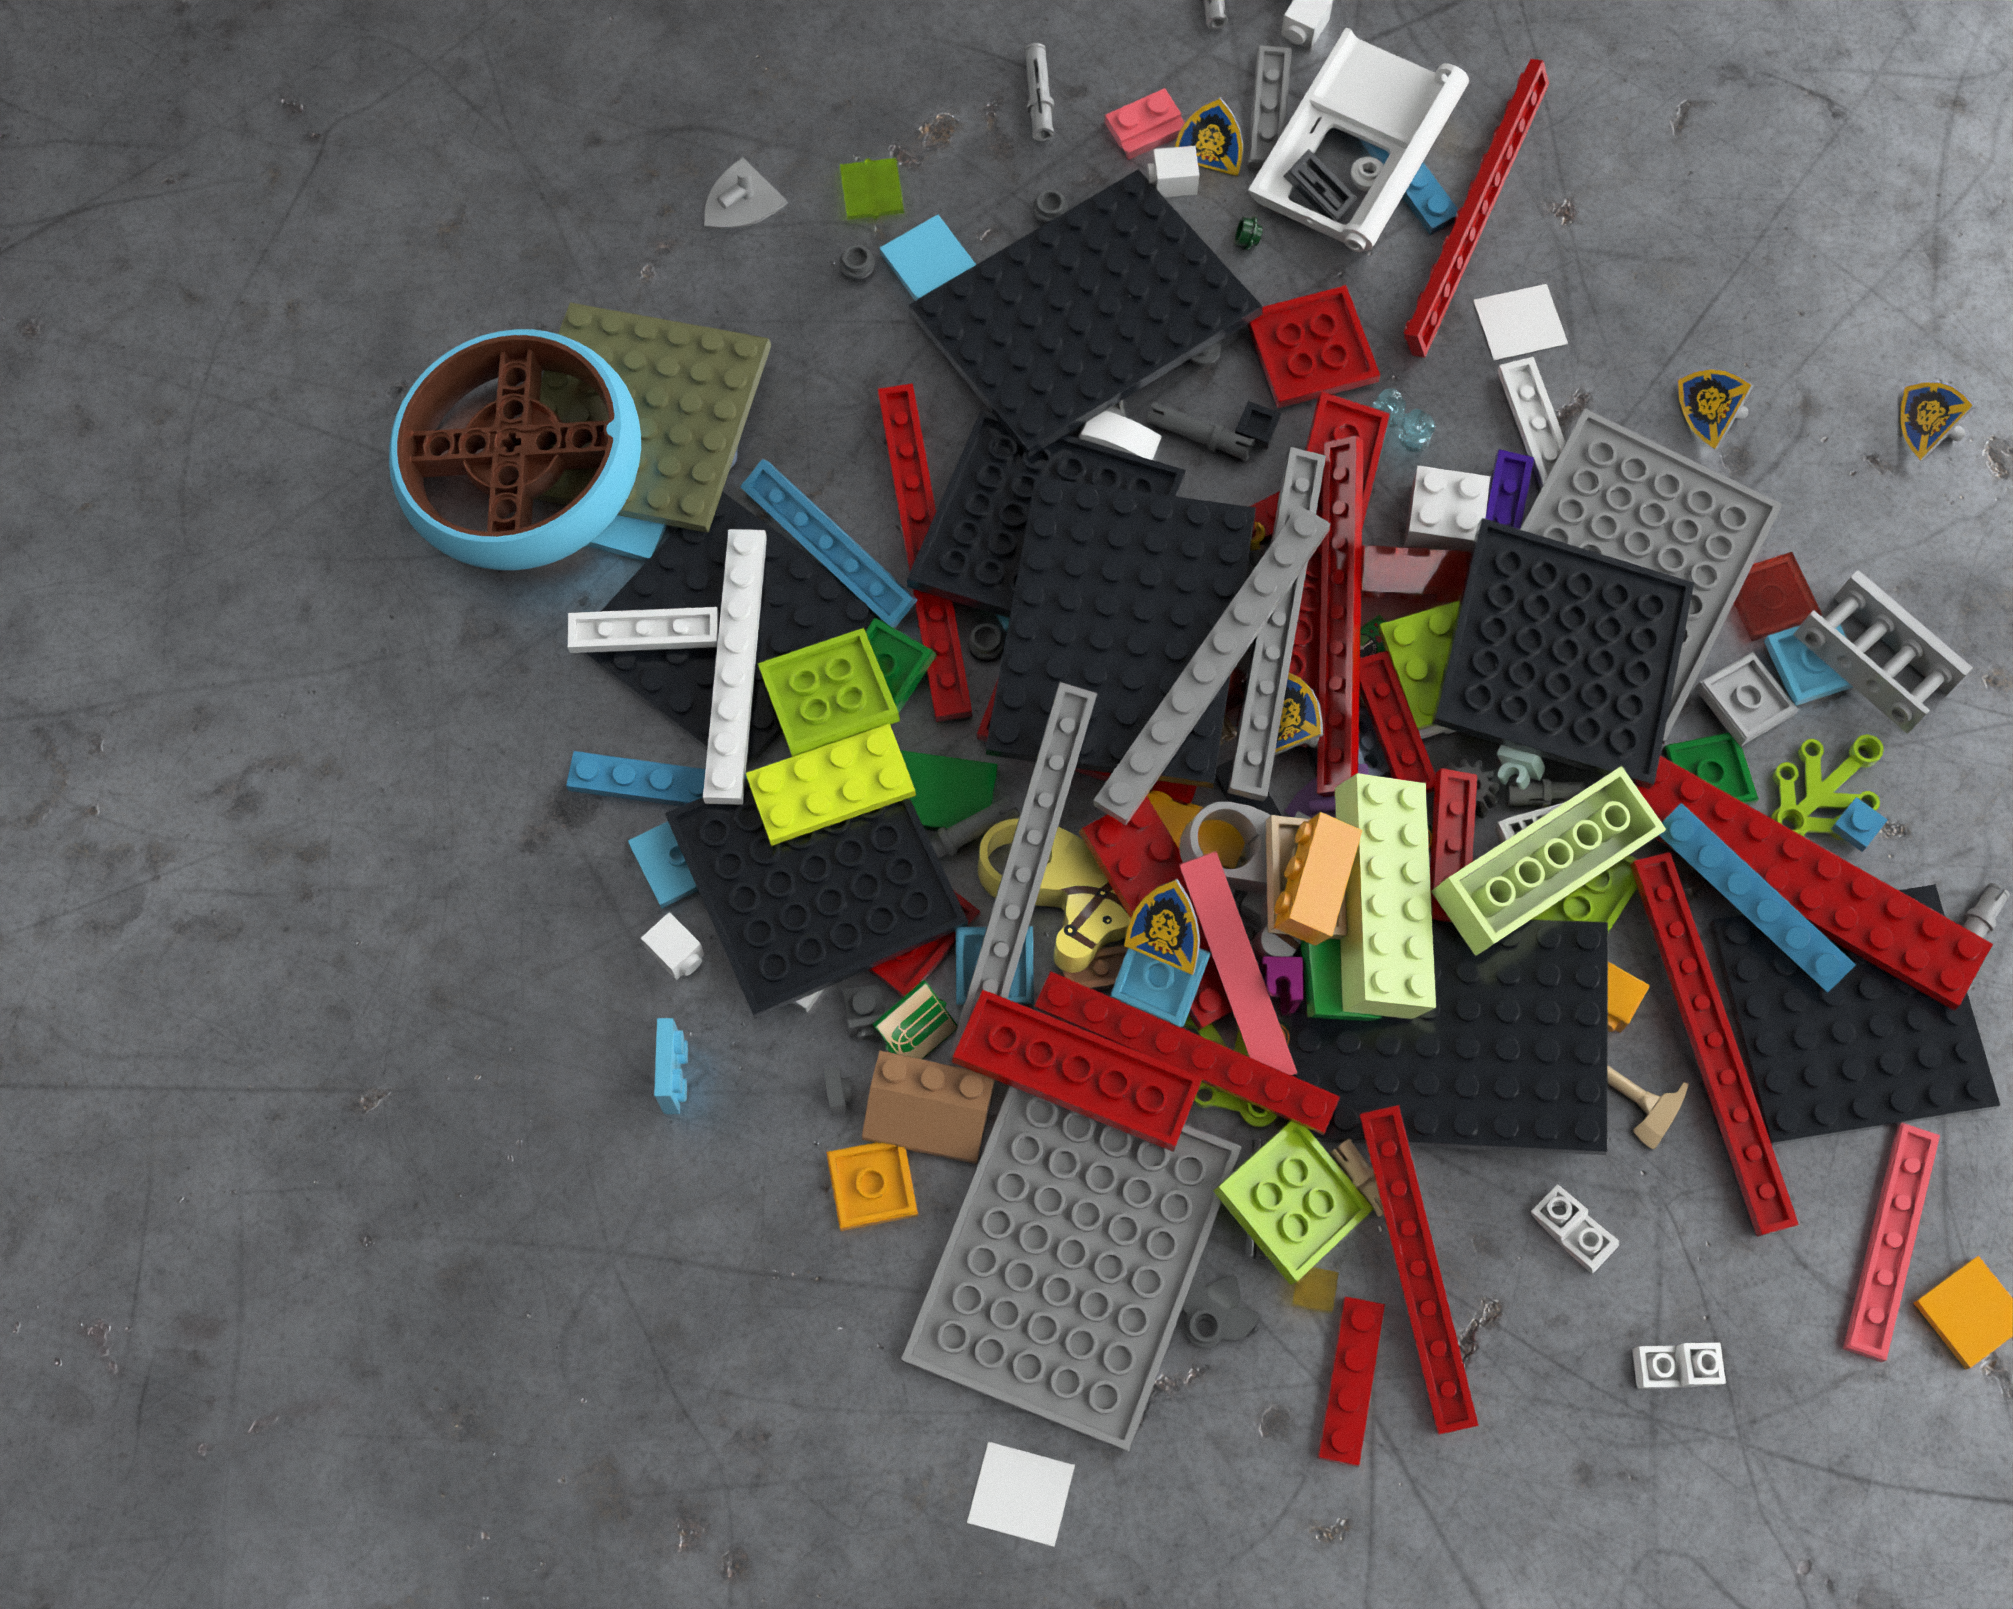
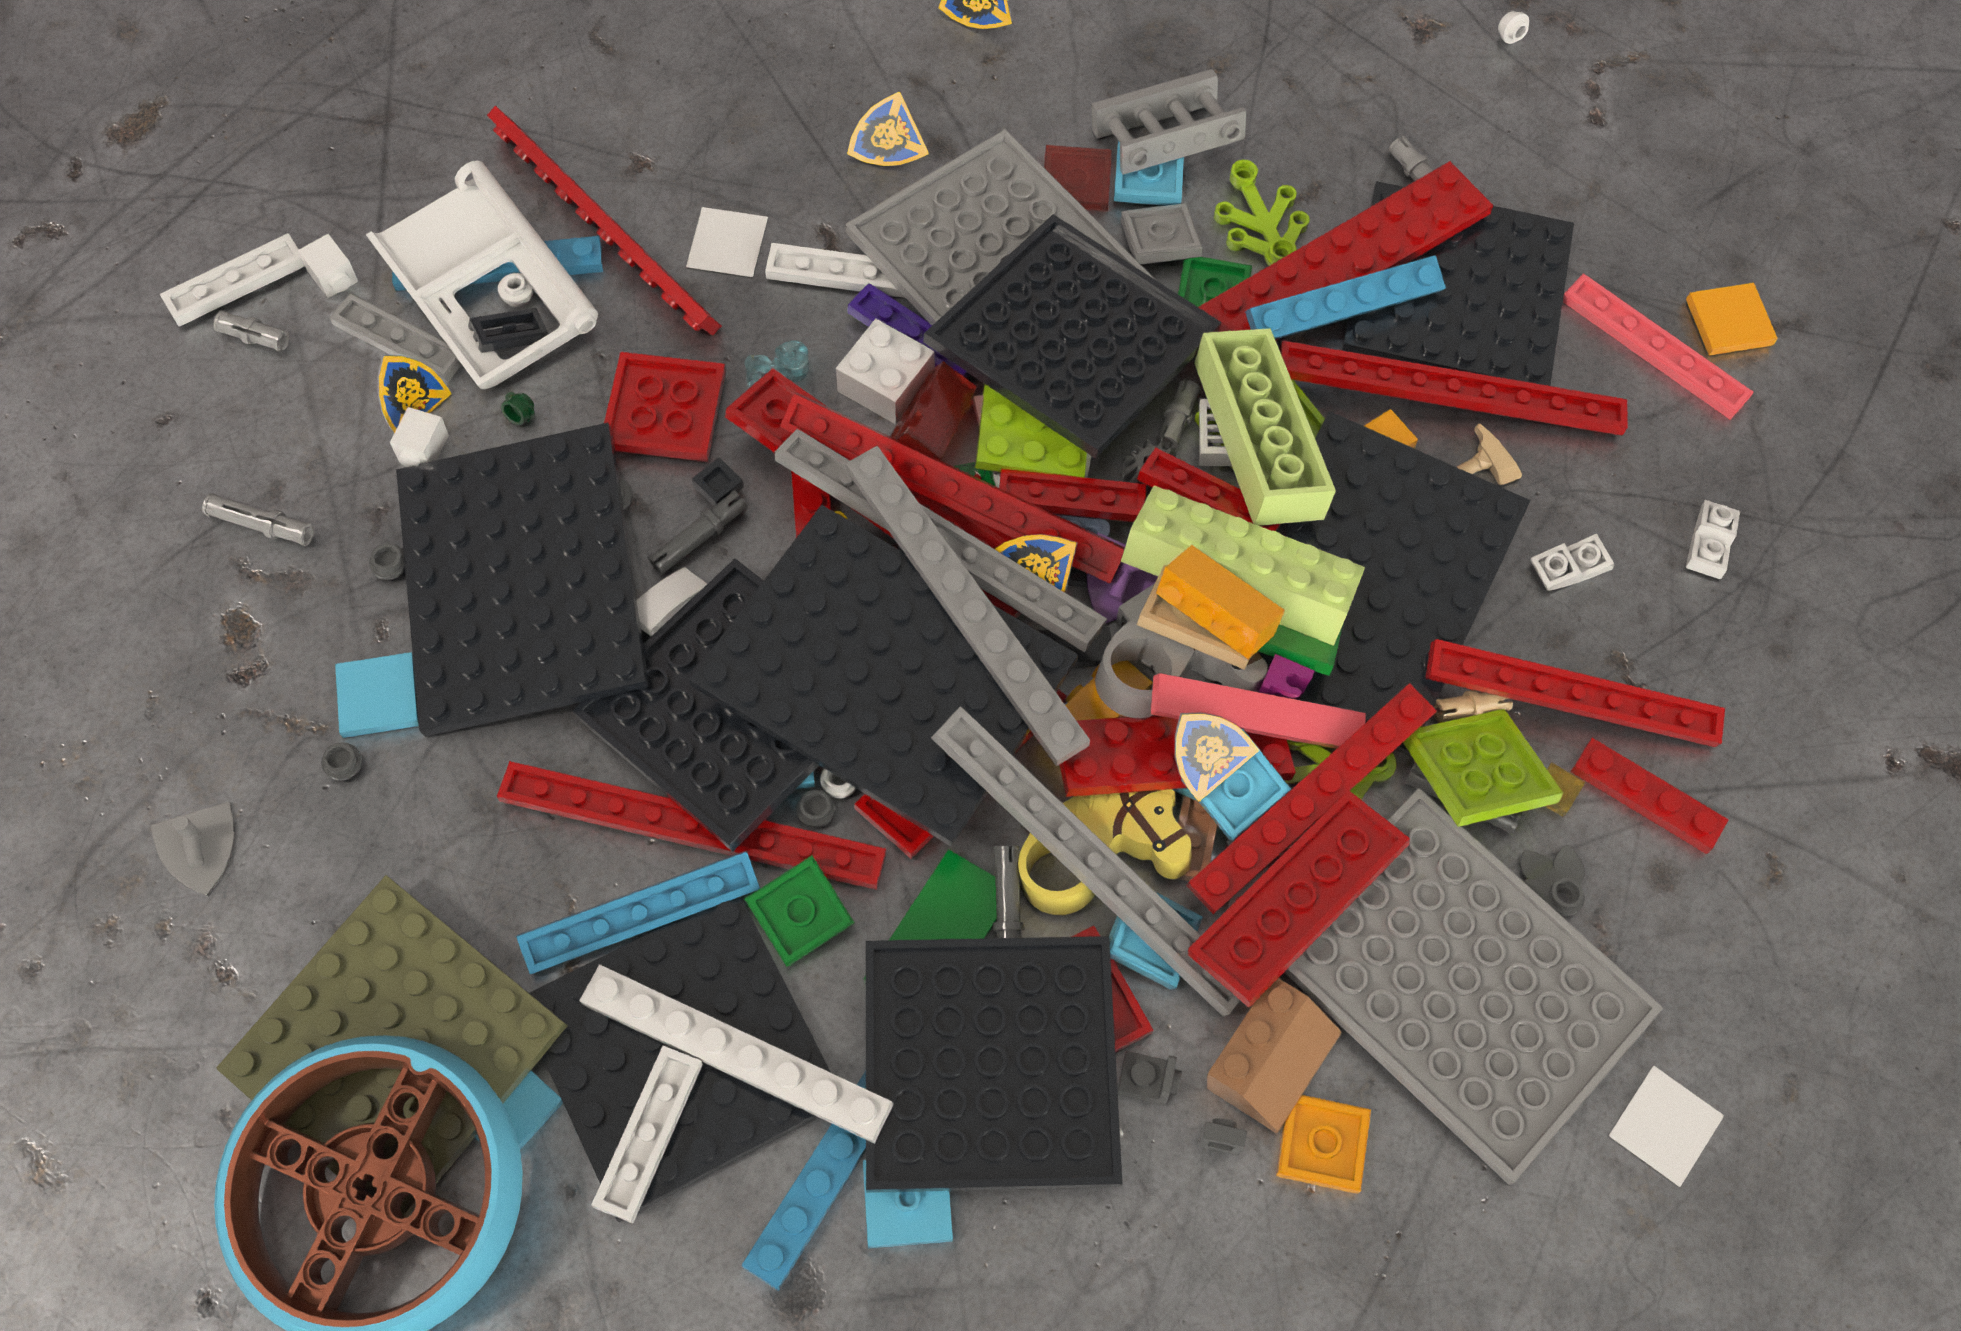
camera: 70 degrees left, 5 degrees down
(670, 1054) = (1156, 1299): medium azure plate -> none
(673, 947) = (1007, 1241): white brick -> none
(828, 692) = (812, 971): lime plate -> none
(830, 784) = (912, 1009): neon yellow plate -> none
(871, 188) = (265, 715): clear neon green piece -> none
(916, 1023) = (1186, 1032): piece -> none
(1145, 123) = (350, 444): coral plate -> none
(1519, 763) = (1150, 416): light aqua tile -> none
(1859, 824) = (1306, 206): dark azure plate -> none

